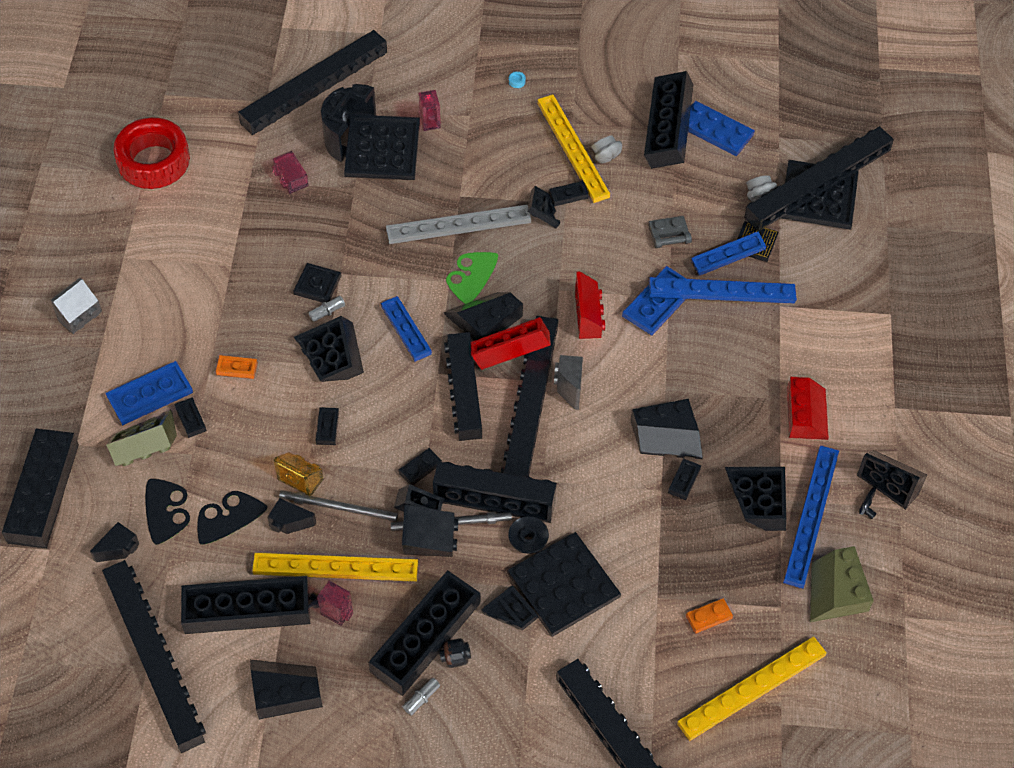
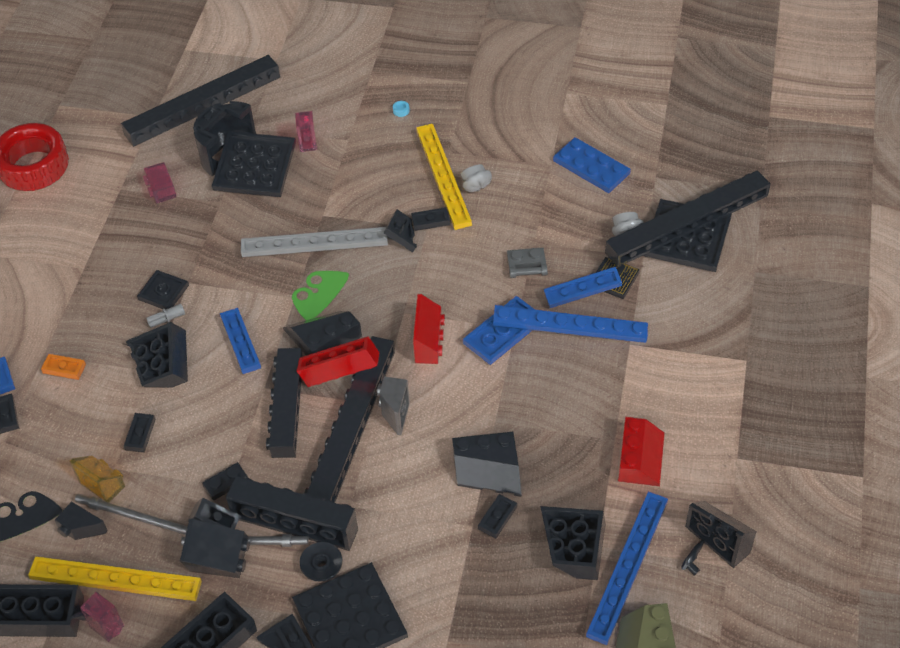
camera: 10 degrees right, 5 degrees down
(669, 120) = (542, 153): black brick -> none

